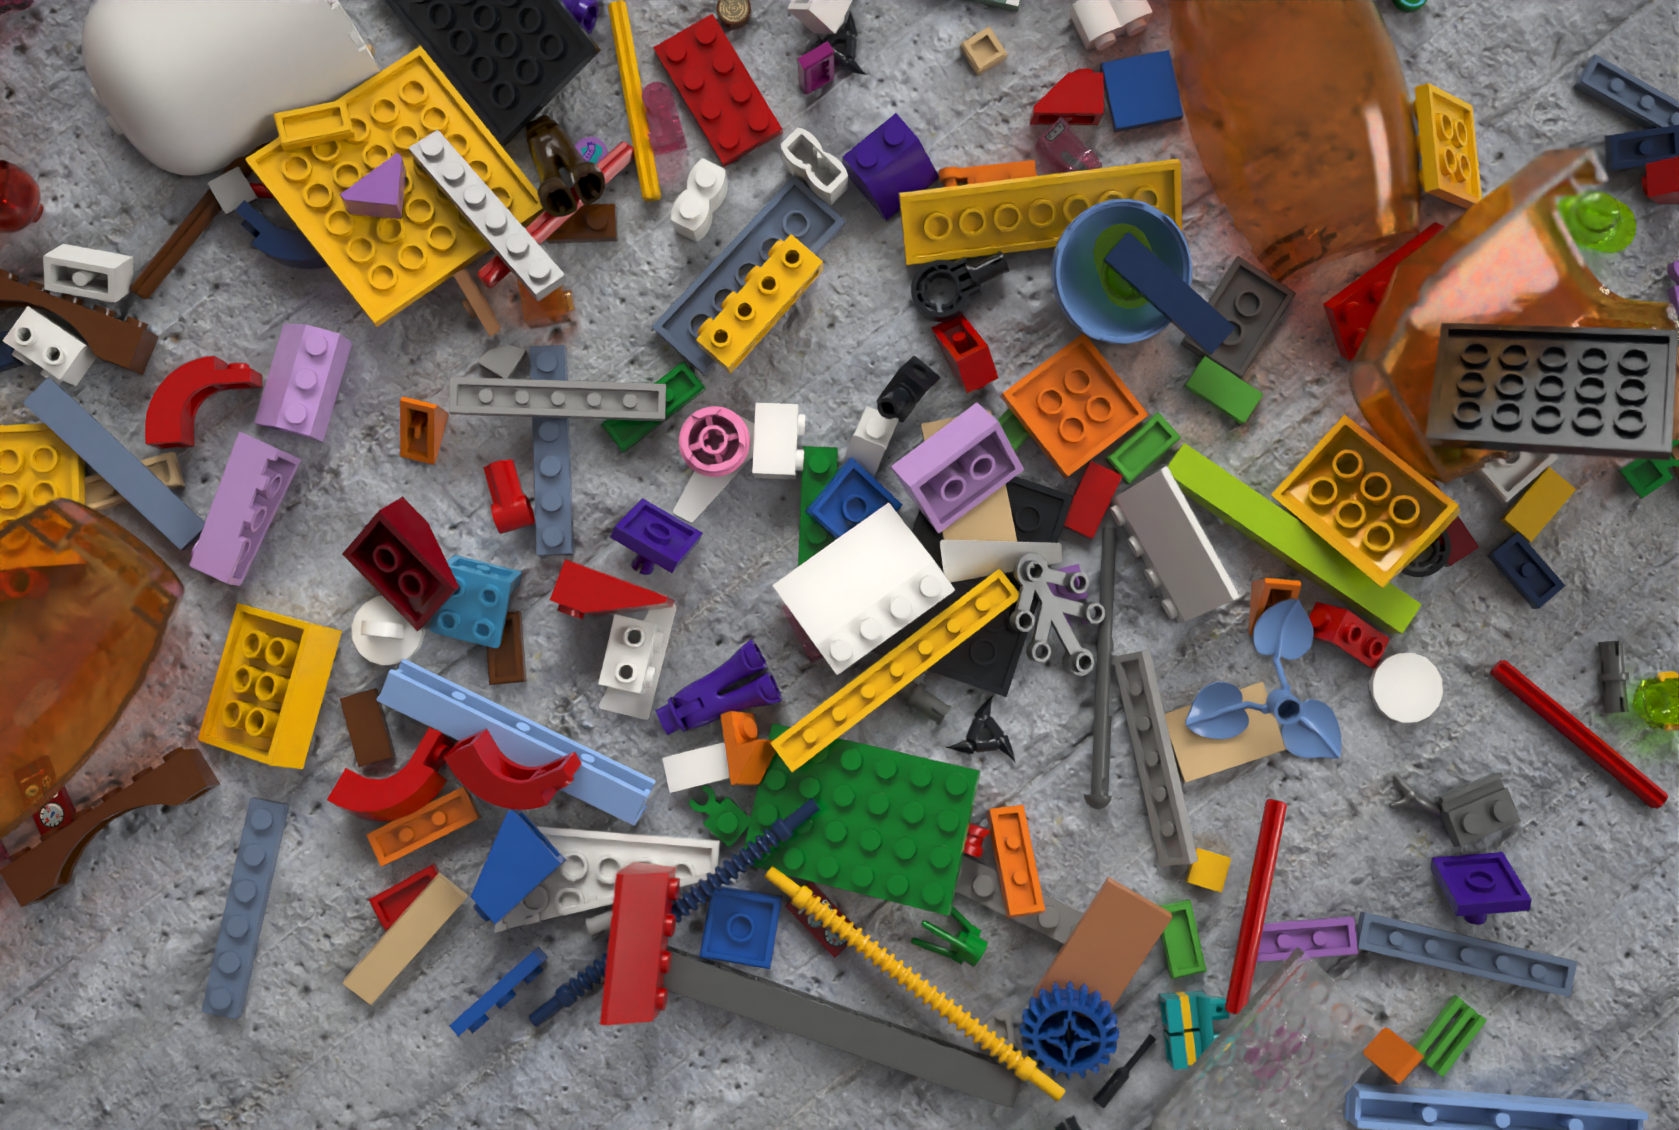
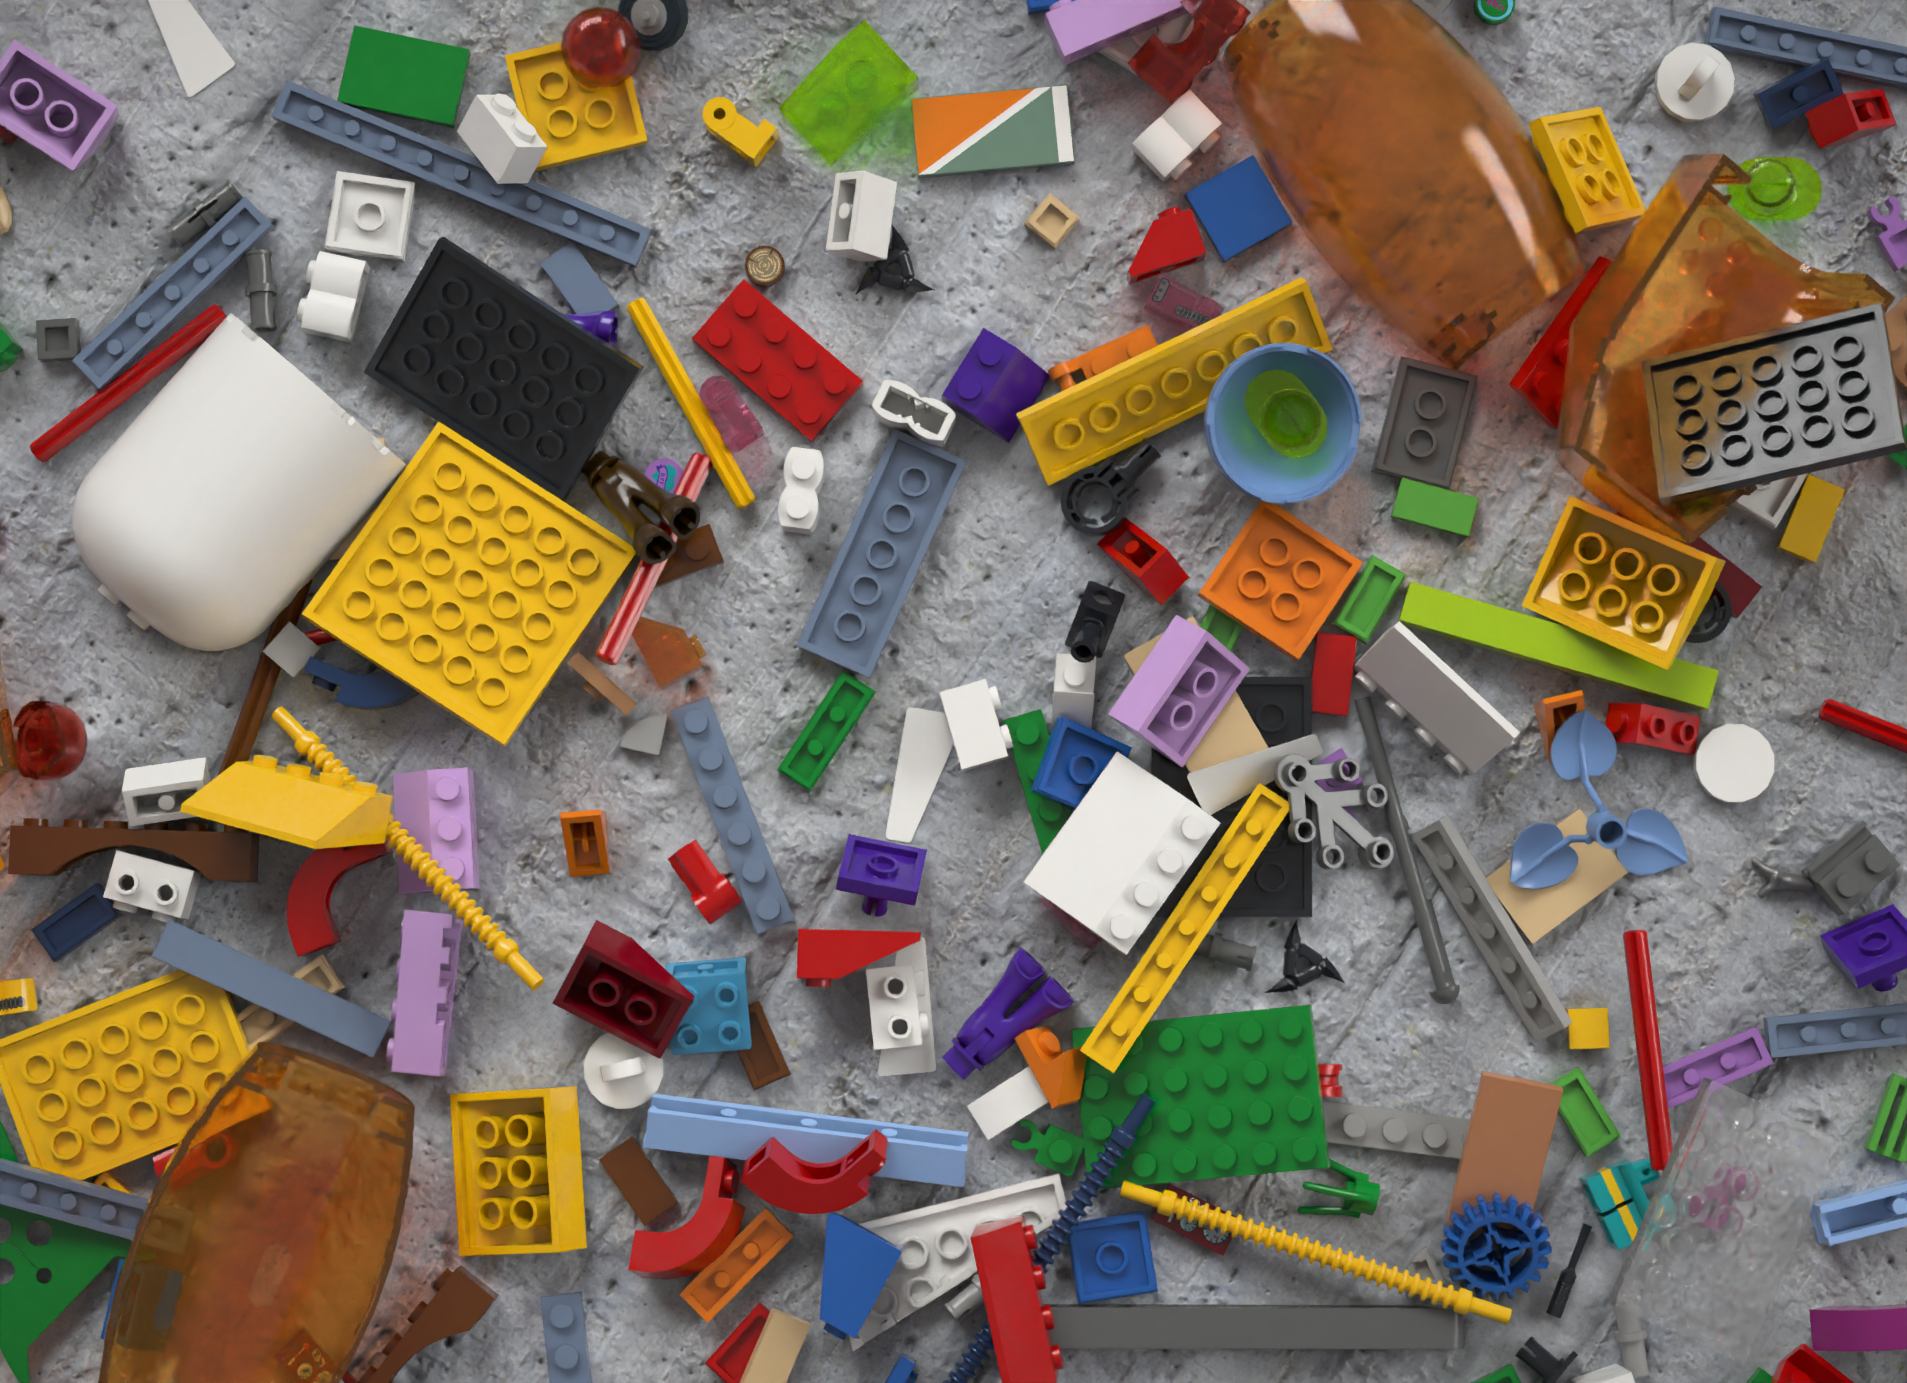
camera: 20 degrees left, 0 degrees up
(177, 313) = (294, 804): none -> yellow slope
(308, 492) = (505, 950): none -> yellow hose
(313, 125) = (361, 551): yellow tile -> none
(379, 191) = (461, 602): medium lavender slope -> none
(488, 215) = (584, 587): plate -> none
(557, 399) = (725, 759): light grey plate -> none
(714, 441) = (909, 748): bright pink cone -> none
(760, 303) = (907, 583): yellow brick -> none
(816, 68) = (879, 306): magenta plate -> none
(1015, 861) = (1379, 1088): orange plate -> none
(1169, 294) = (1341, 430): dark blue tile -> none
(1392, 1055) = (1843, 1158): orange slope -> none
(1526, 570) = (1819, 594): dark blue plate -> none
(1557, 111) = (1694, 82): none -> white tile

